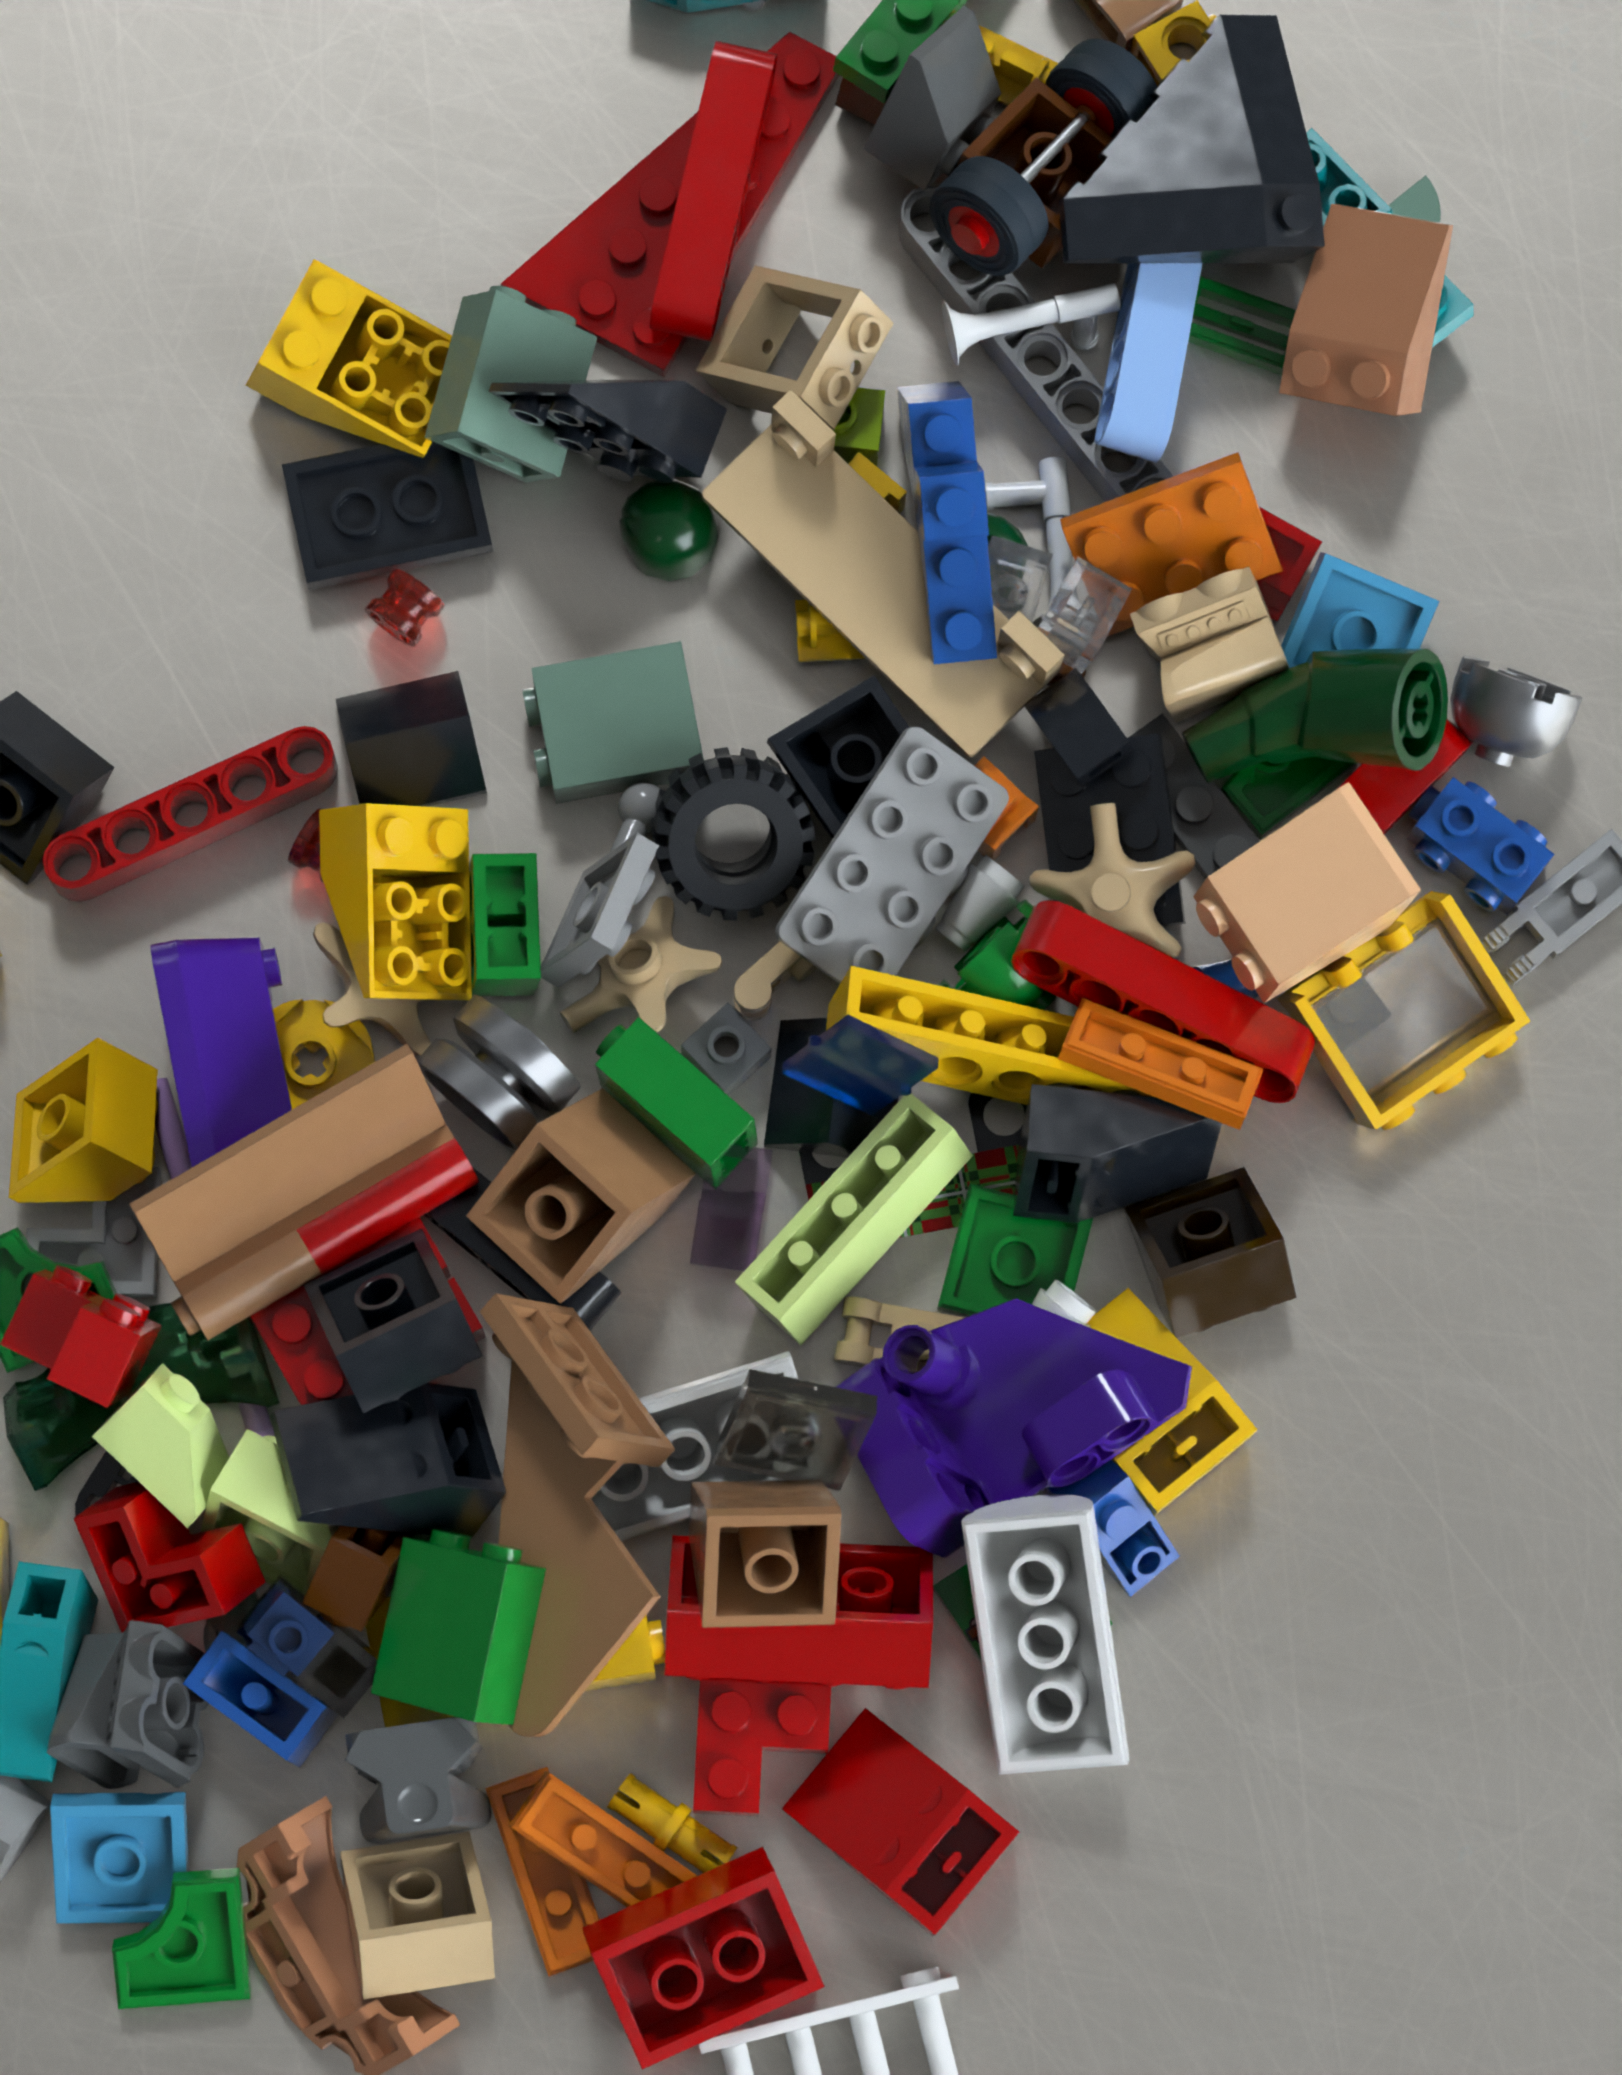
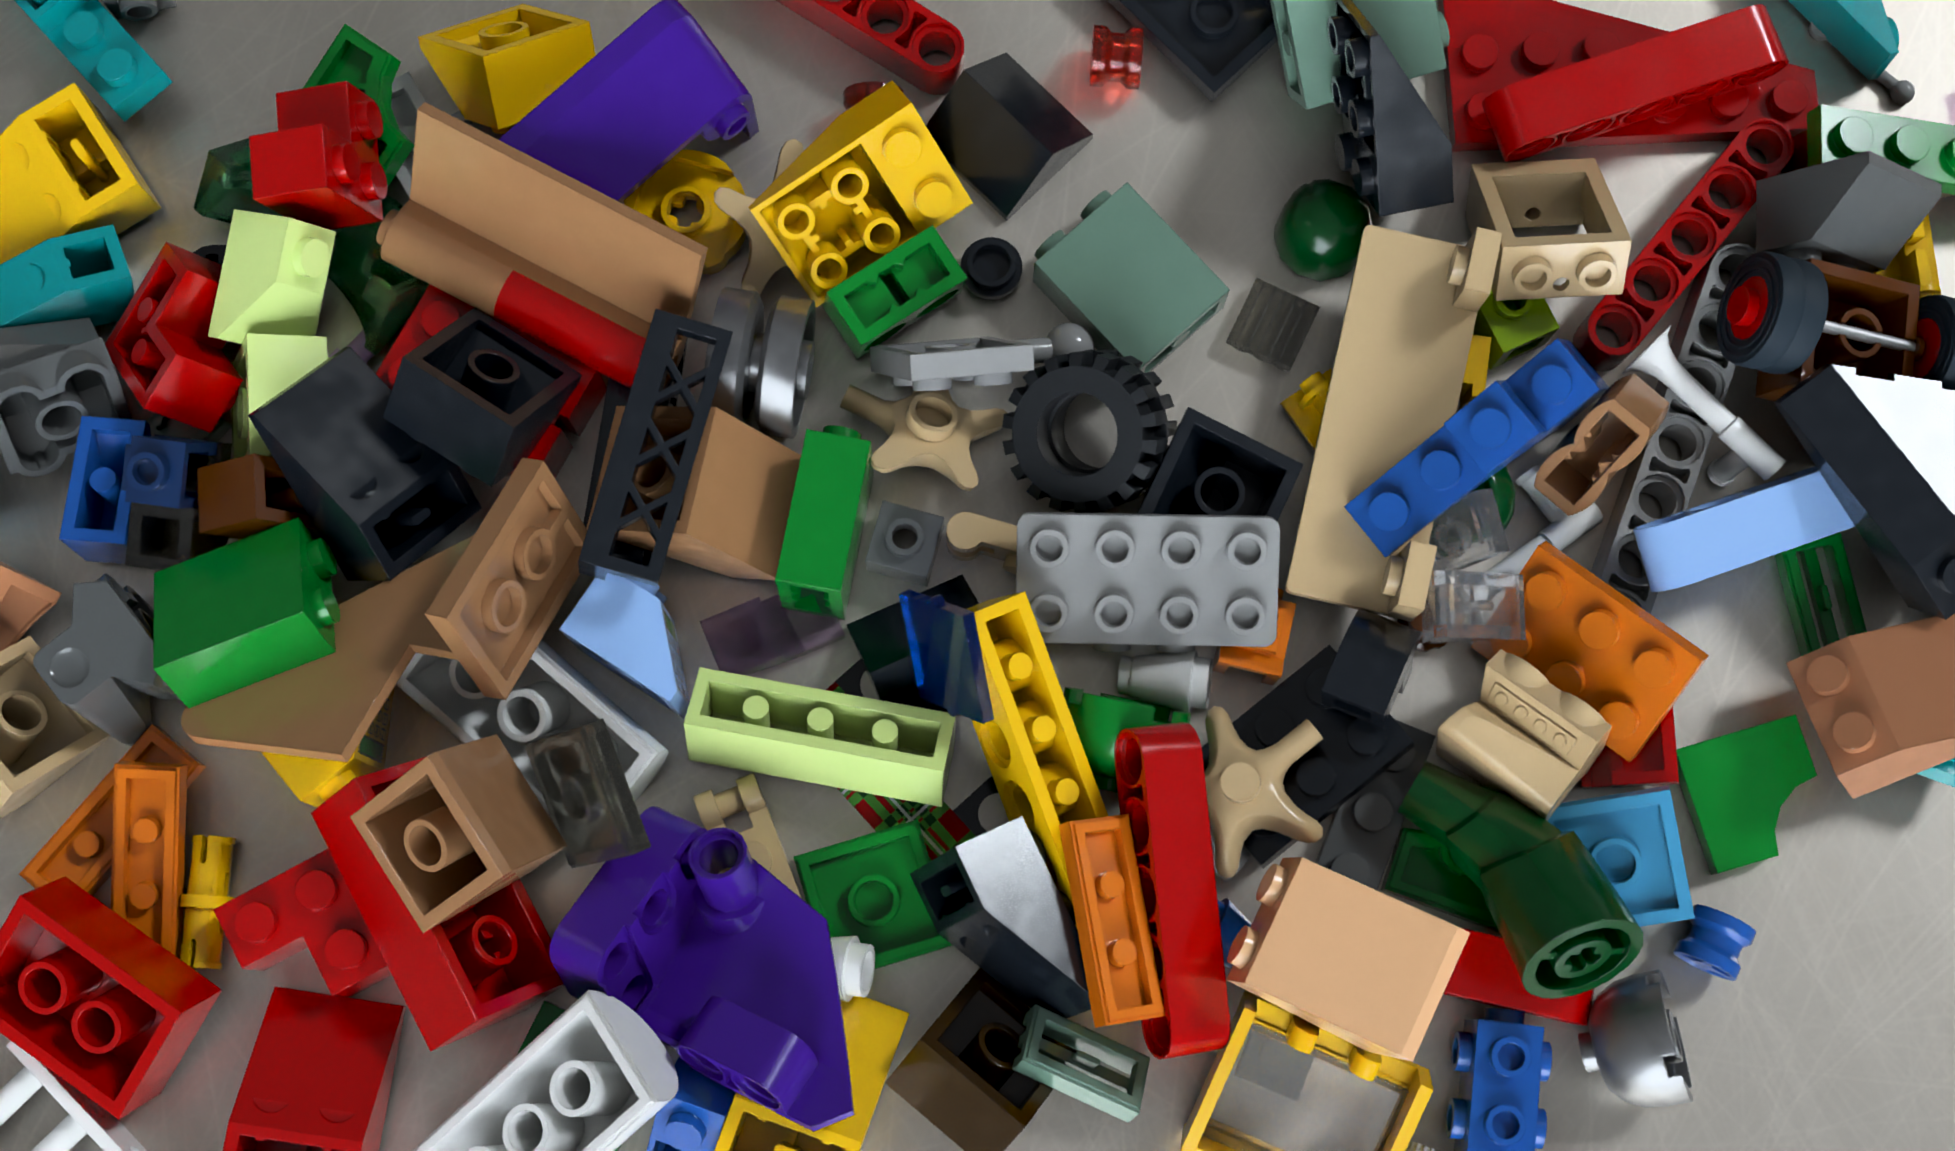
camera: 60 degrees right, 0 degrees up
(520, 1210) = (630, 442): none -> black fence
(525, 828) = (991, 268): none -> black plate
(675, 1322) = (631, 635): none -> light blue slope
(725, 624) = (1272, 325): none -> clear smoke piece
(866, 213) = (1702, 225): none -> red beam
(1007, 422) = (1601, 444): none -> medium nougat brick
(1263, 1173) = (1081, 1072): none -> sand green tile
(1354, 496) = (1738, 789): none -> green tile
(1468, 597) = (1715, 942): none -> blue wheel

